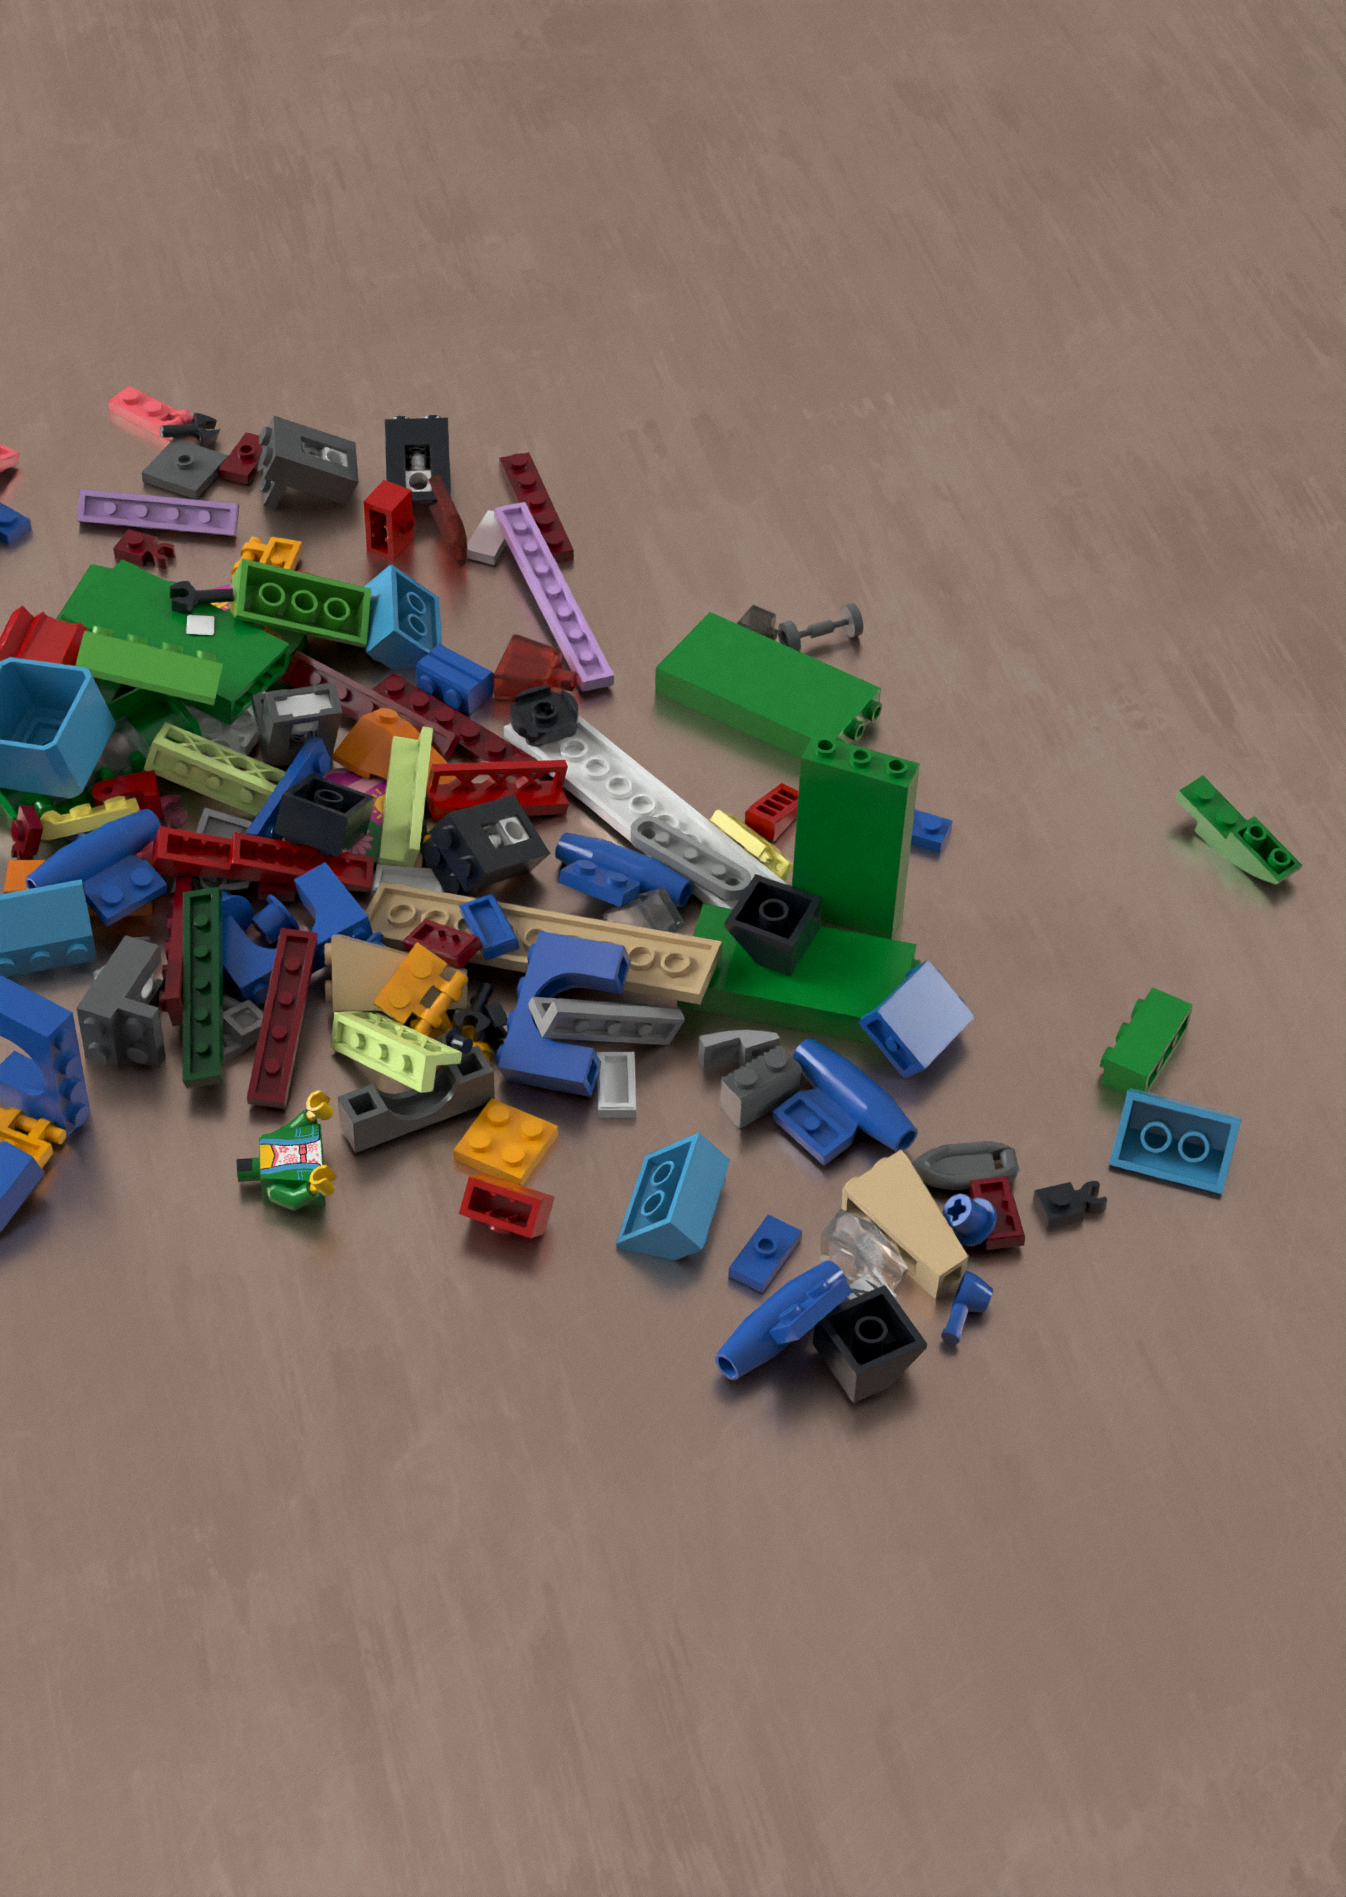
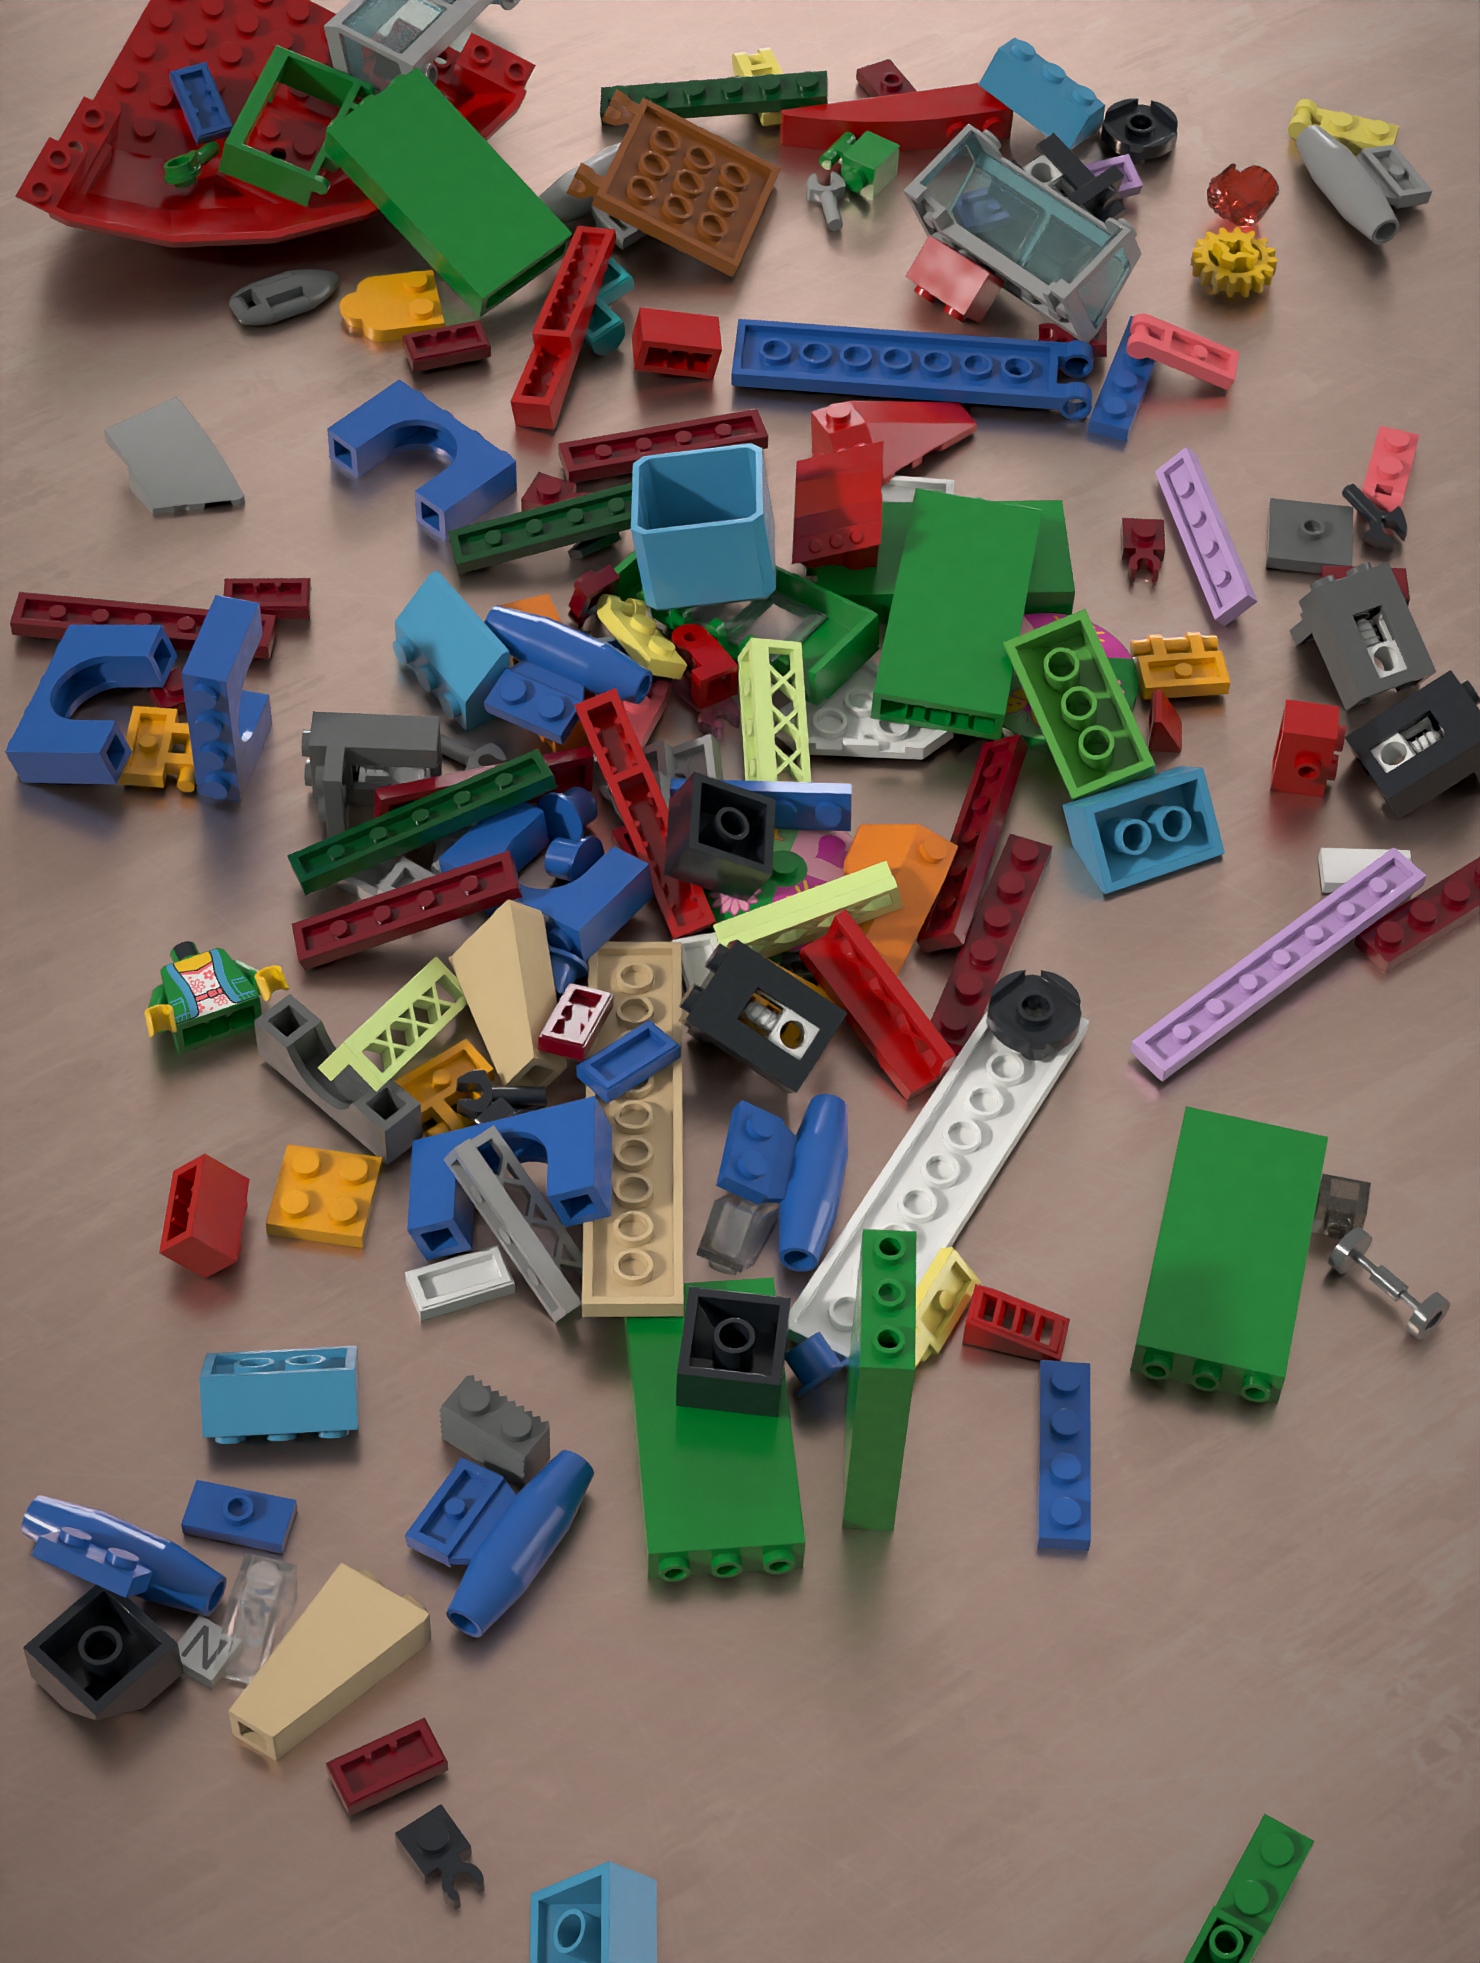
camera: 70 degrees right, 5 degrees up
(149, 667) = (837, 584): bright green slope -> none
(186, 597) = (1016, 595): black bar -> none
(200, 625) = (979, 619): white sticker -> none
(294, 715) = (888, 765): dark grey brick -> none
(410, 985) = (486, 1008): light orange plate -> none
(449, 521) = (1338, 804): clear red slope -> none
(454, 679) = (1067, 909): blue brick -> none
(454, 1039) = (414, 1077): black bar -> none
(529, 665) = (1122, 981): clear red torso -> none
(690, 857) = (836, 1262): light grey plate -> none
(734, 1046) = (556, 1395): light grey slope -> none
(917, 1020) = (670, 1579): panel -> none
(956, 1164) = (458, 1710): dark grey piece -> none
(970, 1218) = (352, 1728): blue piece -> none
(971, 1296) = (233, 1765): blue bar -> none
(1145, 1042) = (758, 1887): green brick -> none

